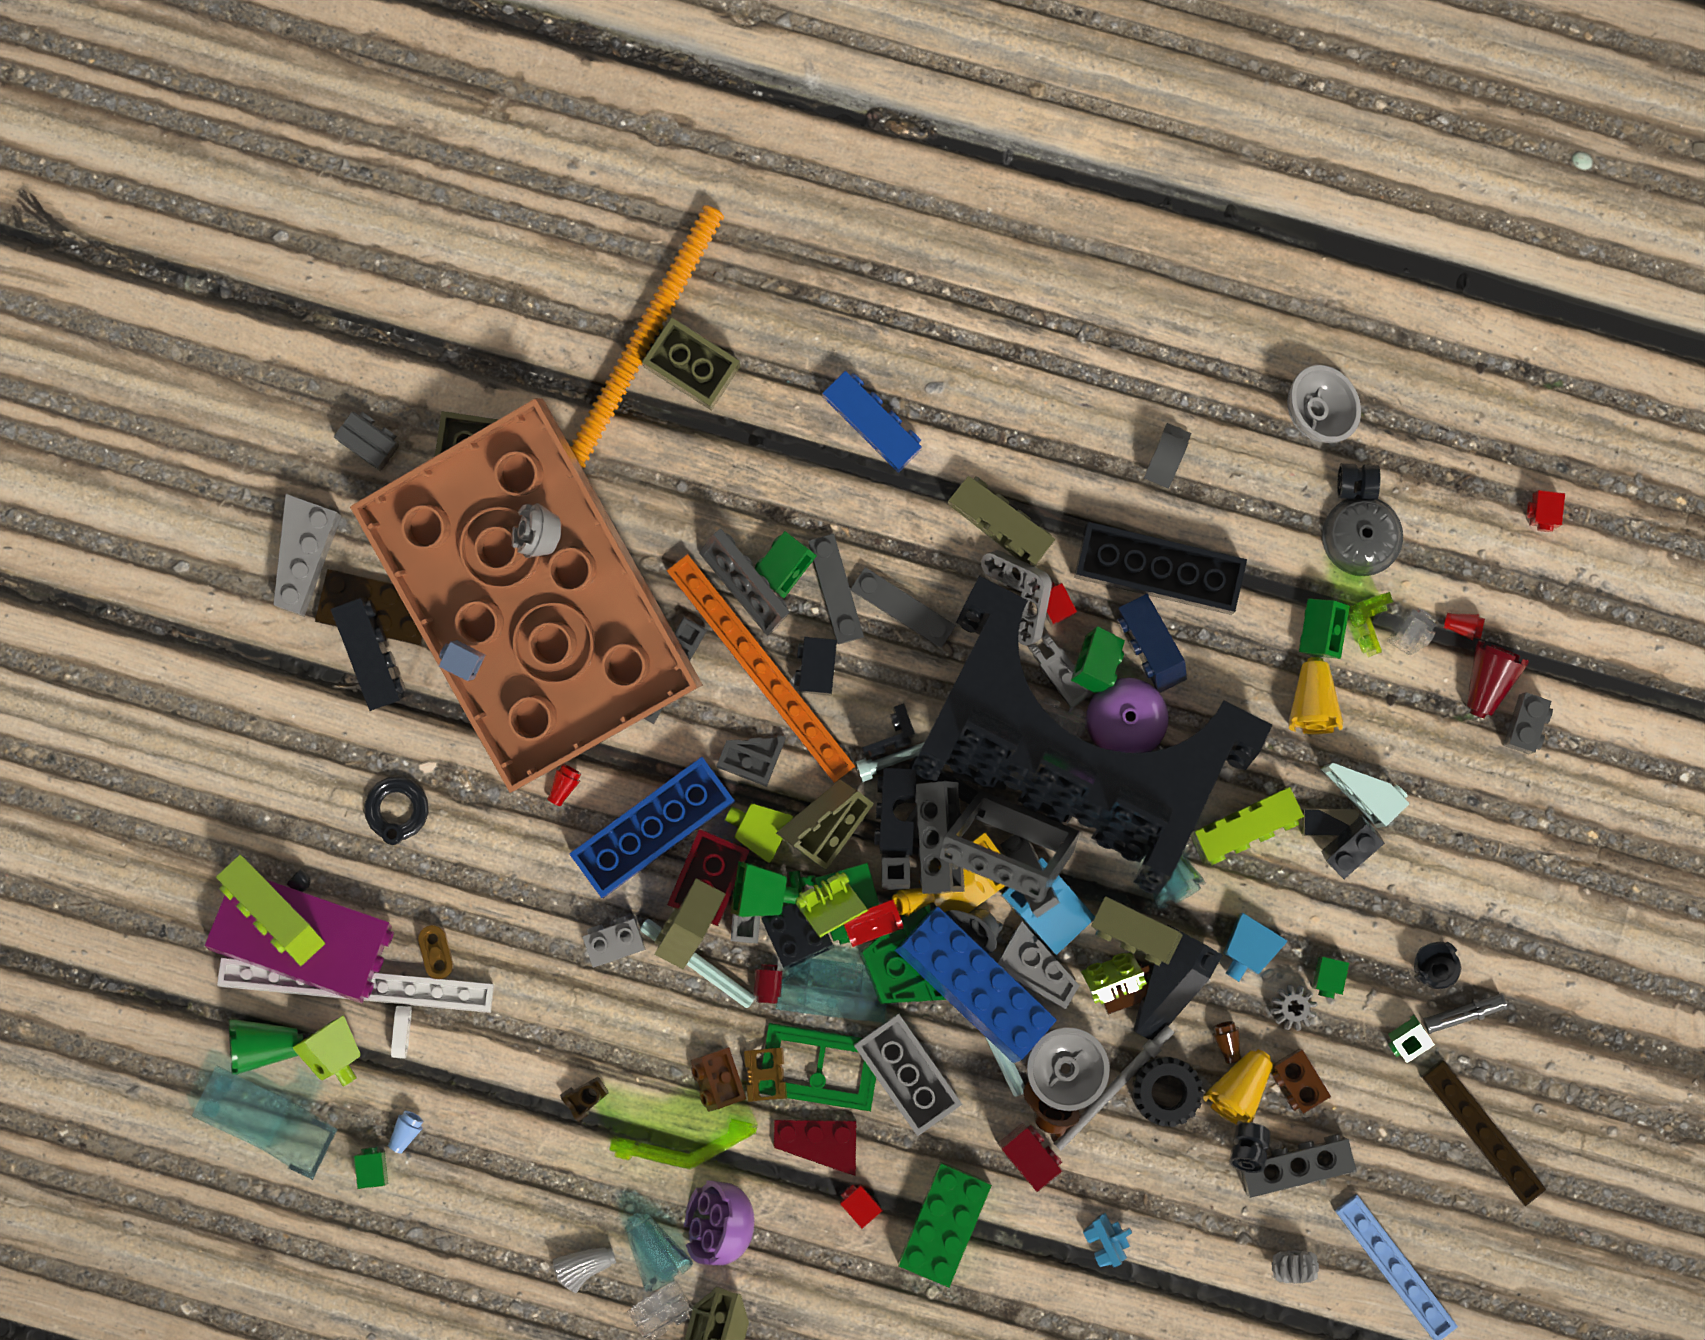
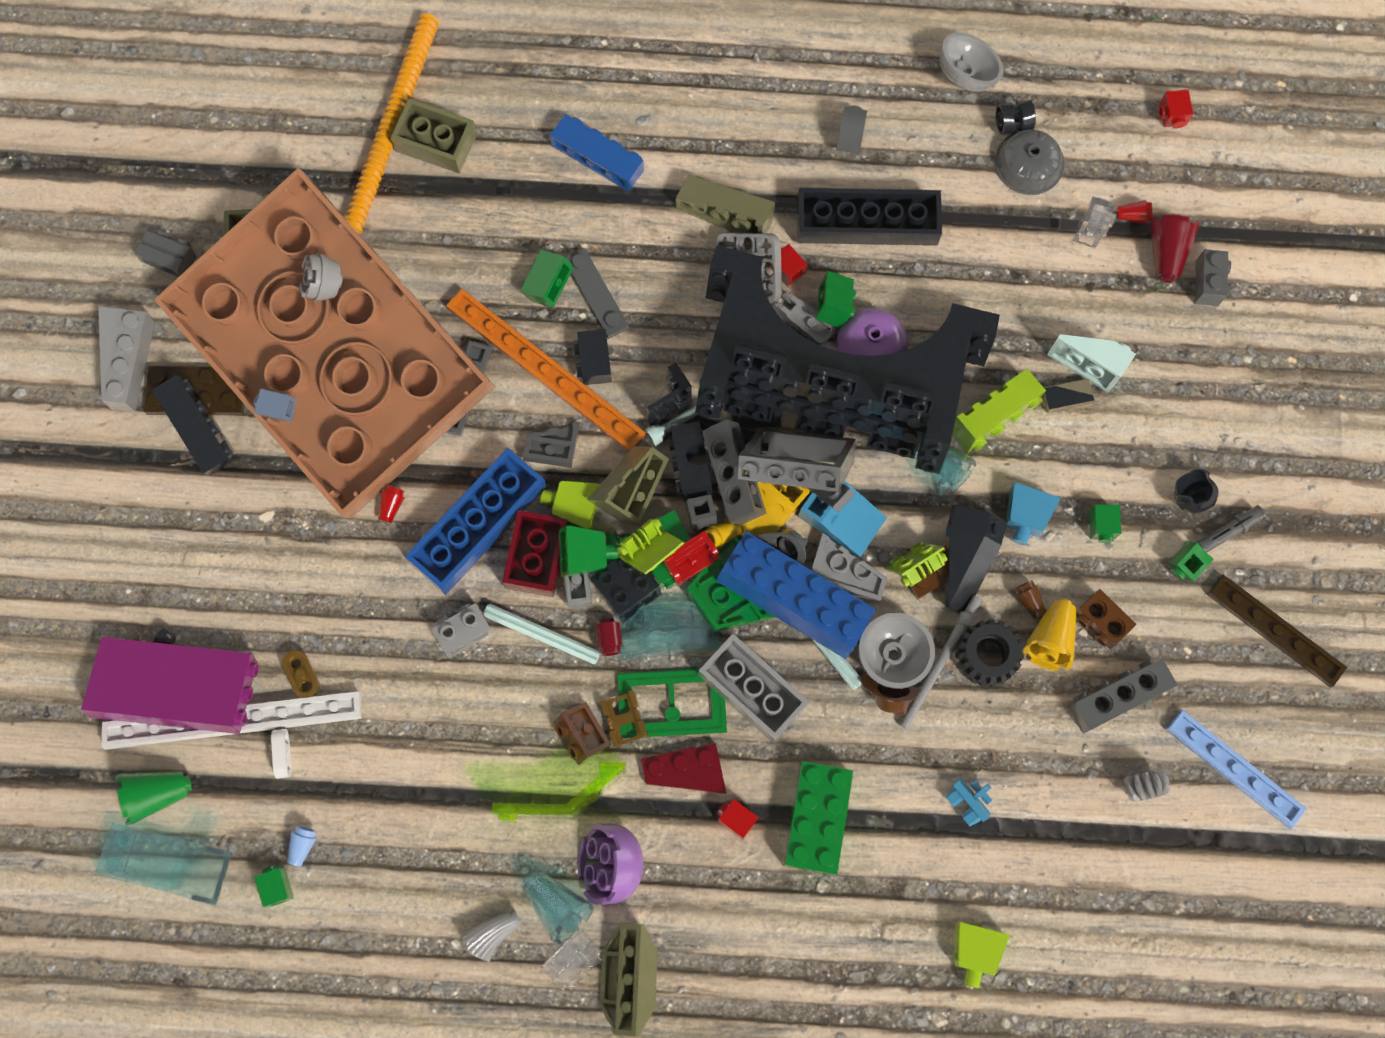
camera: 10 degrees left, 10 degrees down
(270, 910) = (136, 663): lime wedge -> none
(330, 1051) = (216, 784): lime torso -> none
(406, 829) = (256, 573): black piece -> none
(580, 1100) = (458, 779): dark brown plate -> none
(688, 924) = (523, 593): olive wedge -> none
(744, 581) = (515, 298): dark grey plate -> none
(903, 607) = (657, 296): dark grey plate -> none
(1032, 1160) = (883, 734): dark red brick -> none
(1136, 931) = (926, 513): olive wedge -> none
(1152, 643) = (879, 278): dark blue wedge -> none
(1250, 1147) = (1078, 683): black wheel -> none
(1298, 999) = (1077, 564): light grey gear -> none
(1315, 700) = (1029, 297): yellow cone -> none
(1324, 628) = (1019, 236): green brick -> none
(1352, 847) = (1094, 407): black brick -> none
(1361, 619) = (1053, 225): clear neon green bracket -> none

